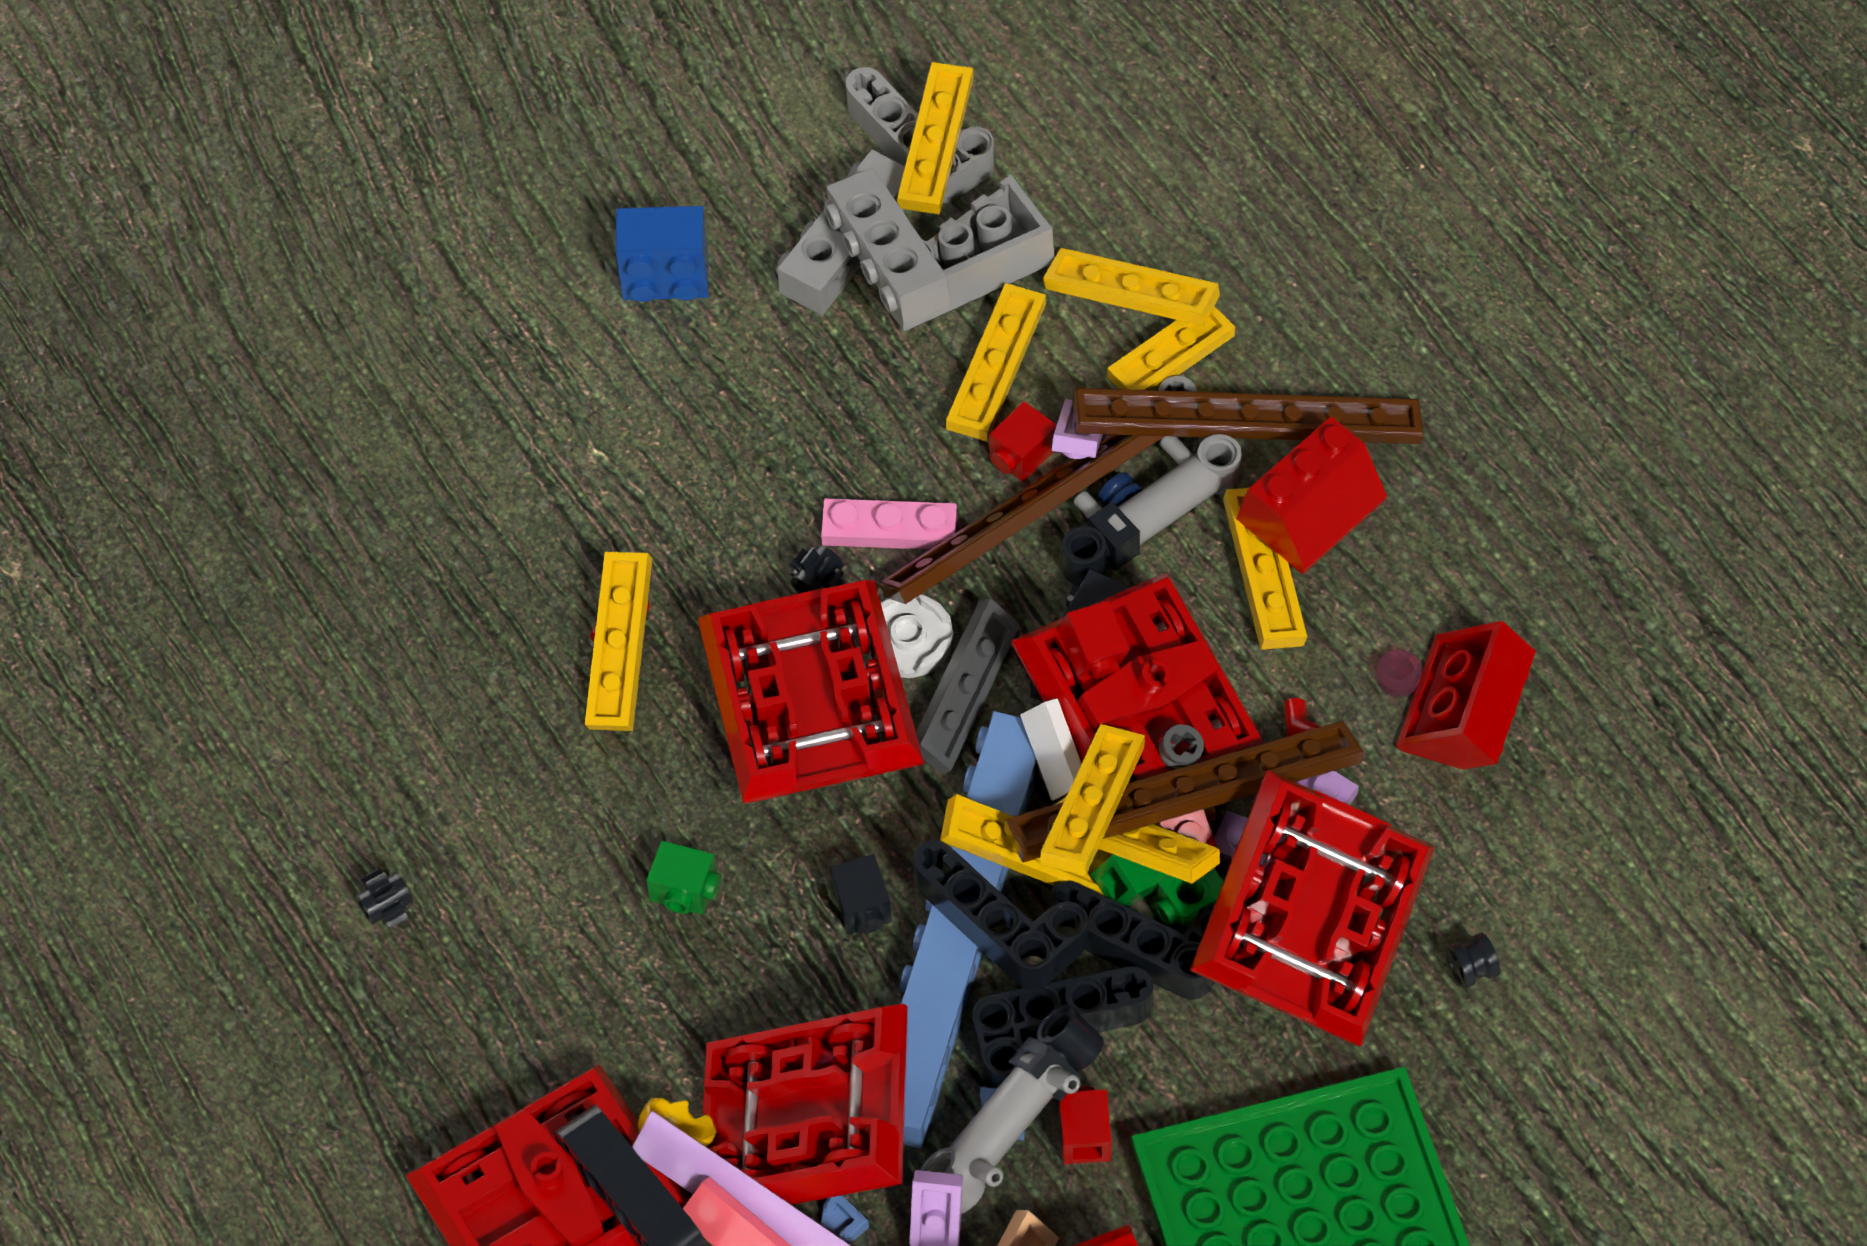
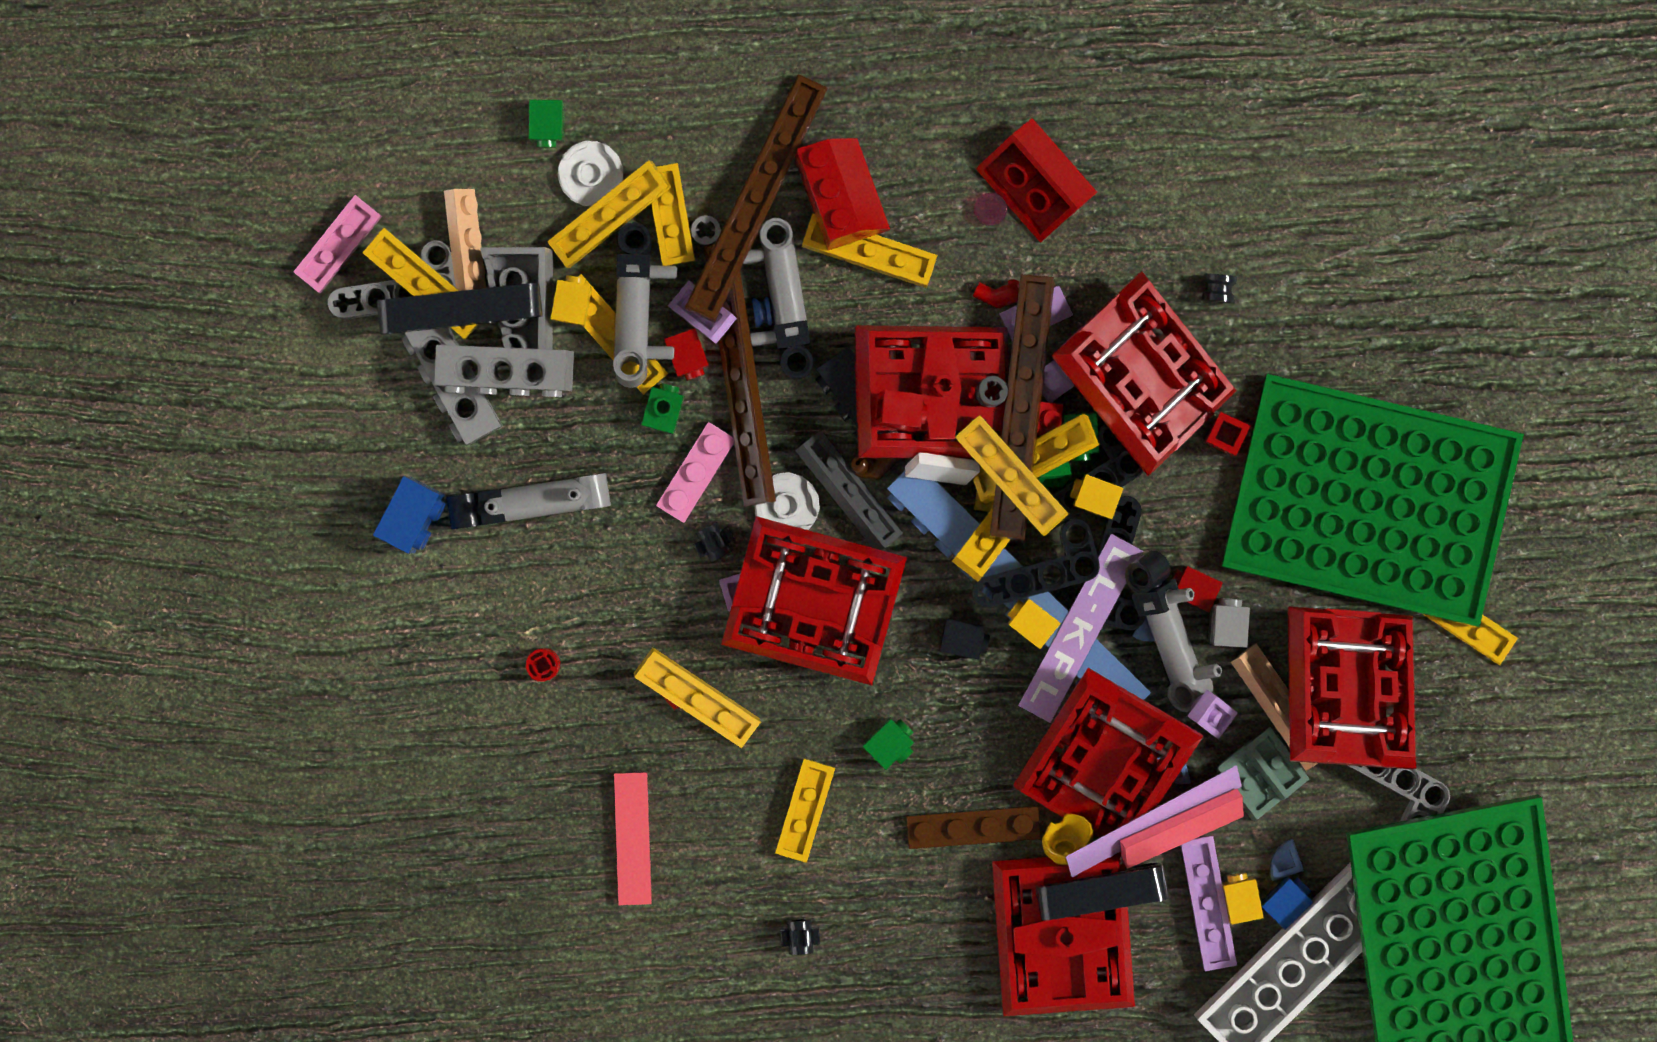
camera: 60 degrees left, 30 degrees up
(408, 669) = (632, 838): none -> coral tile
(546, 830) = (805, 810): none -> yellow plate
(566, 473) = (547, 663): none -> red wheel
(630, 1028) = (973, 827): none -> reddish brown plate
(725, 345) = (528, 501): none -> light grey piece
(912, 57) = (337, 244): none -> bright pink plate
(927, 939) = (1032, 622): none -> yellow brick
(928, 169) = (459, 308): none -> black beam
(942, 449) = (663, 408): none -> green brick
(959, 1004) = (1079, 630): none -> lavender sticker
(1007, 289) = (571, 301): none -> yellow brick
(1007, 694) = (871, 467): none -> reddish brown arm
(1025, 159) = (465, 239): none -> light nougat plate
(1062, 1174) = (1228, 623): none -> light grey brick
(1079, 342) = (632, 305): none -> light grey piece
(1128, 931) = (1096, 496): none -> yellow brick
(1168, 248) = (589, 172): none -> white tile
(1195, 184) = (546, 122): none -> green brick
(1300, 1054) = (1226, 433): none -> red brick

